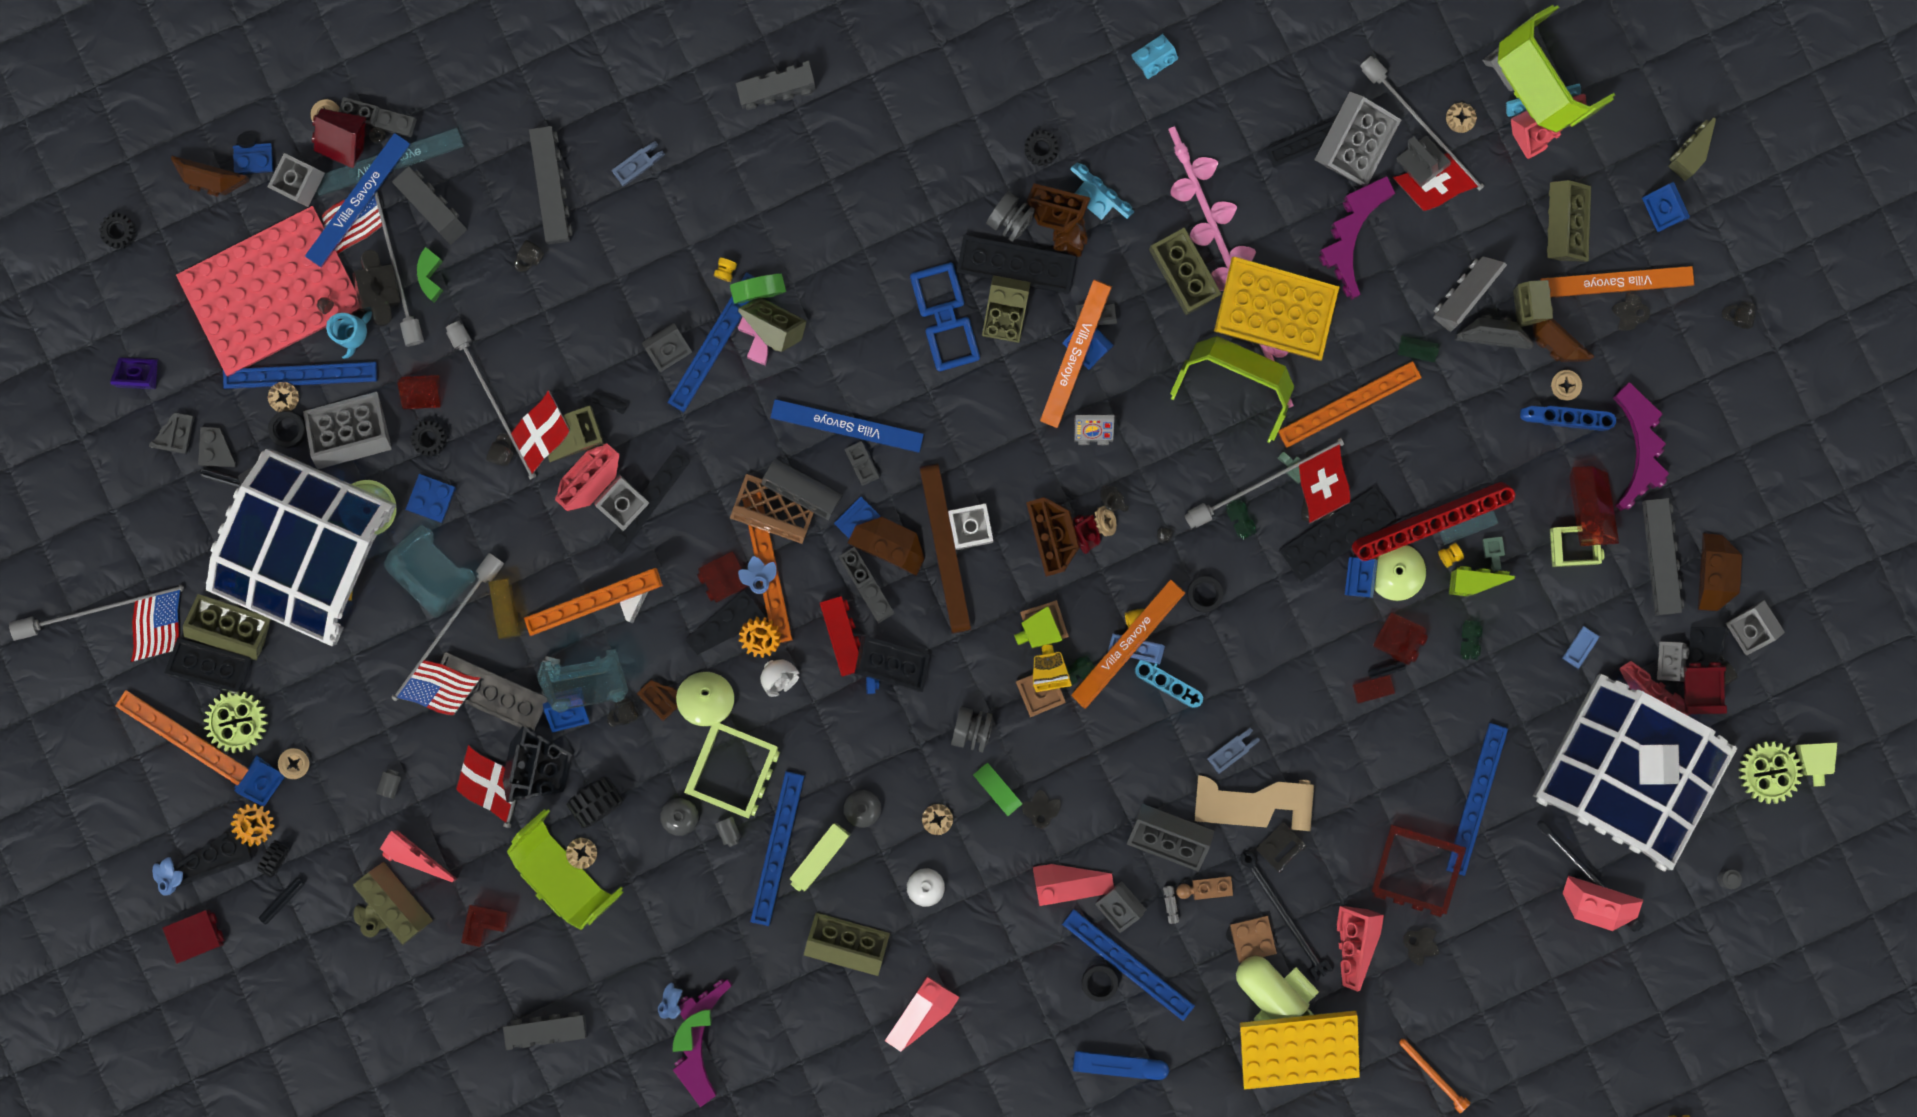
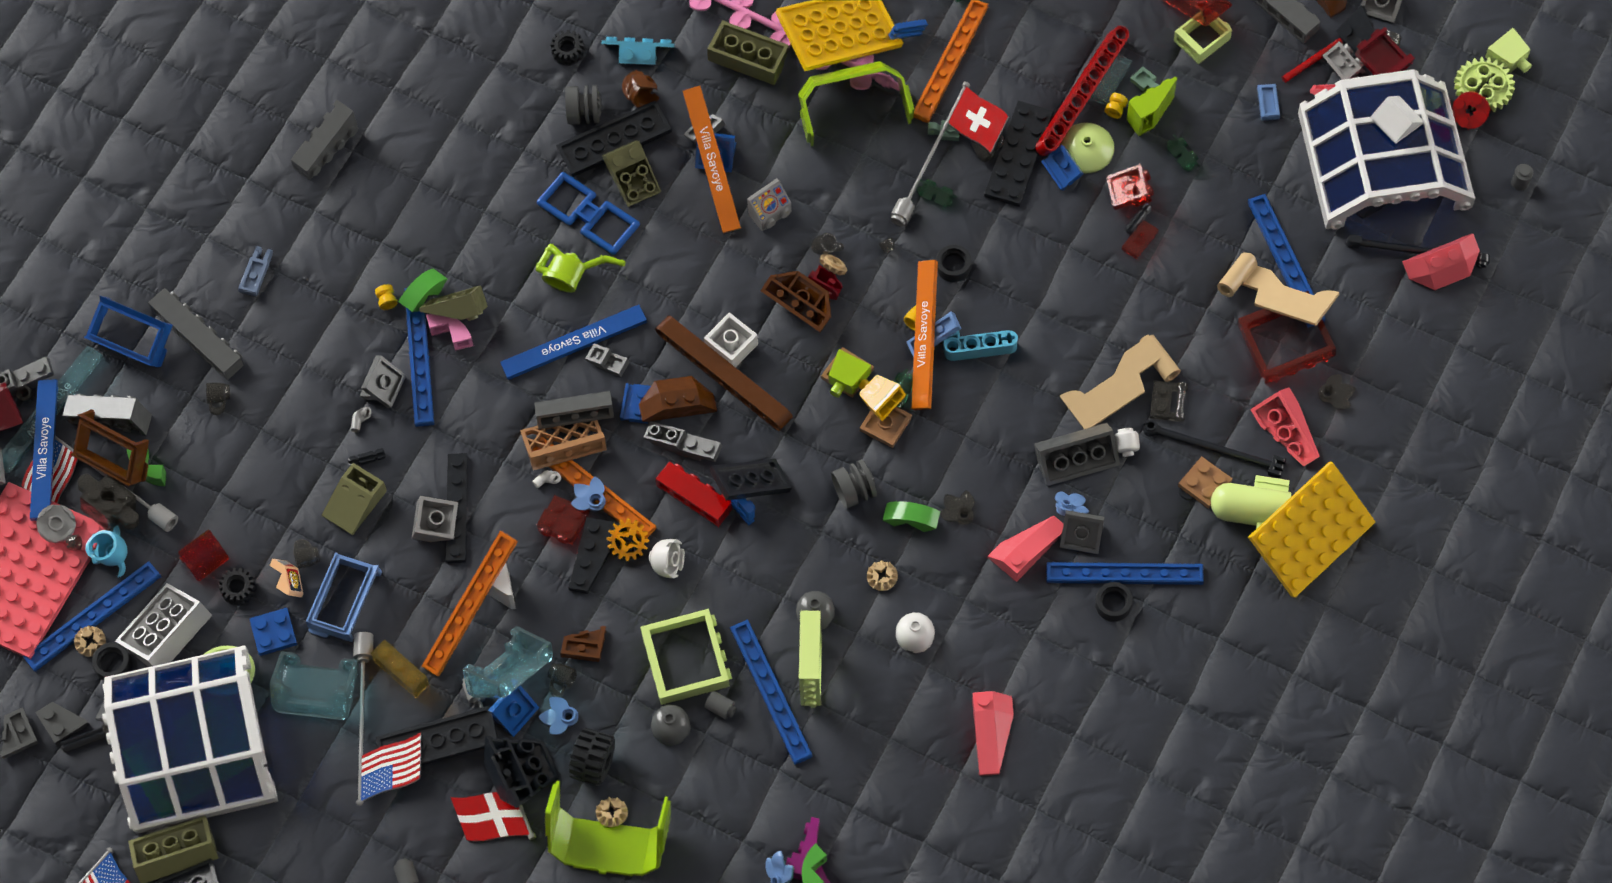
camera: 30 degrees left, 20 degrees down
(321, 277) = (56, 523): none -> light grey tile
(394, 250) = (137, 466): none -> reddish brown piece
(471, 468) = (290, 578): none -> light nougat slope
(510, 178) = (157, 350): none -> blue piece
(537, 431) = (324, 516): flag -> none
(543, 507) = (324, 629): none -> medium blue piece
(588, 478) = (393, 518): coral wedge -> none
(597, 740) = (556, 716): none -> medium blue plate
(628, 361) = (359, 417): none -> light grey arm
(705, 709) = (620, 617): yellowish green dish -> none
(739, 530) = (547, 477): none -> white arm
(846, 944) = (887, 721): olive slope -> none
(886, 356) = (567, 268): none -> lime piece
(1056, 208) = (614, 72): reddish brown wedge -> none
(1120, 1065) = (1182, 651): blue piece -> none
(1131, 876) = (1071, 502): none -> medium blue plate
(1171, 906) = (1119, 503): light grey axle -> none
(1206, 888) = (1137, 471): medium nougat plate -> none
(1218, 858) = (1127, 441): none -> white head
(1231, 752) = (1070, 359): sand blue hinge -> none
(1333, 352) = (908, 29): none -> blue tile
(1436, 828) = (1273, 294): none -> tan door
(1459, 1102) = (1469, 482): orange piece -> none
(1648, 637) = (1313, 59): none -> red bar
(1748, 785) = (1475, 100): none -> red plate

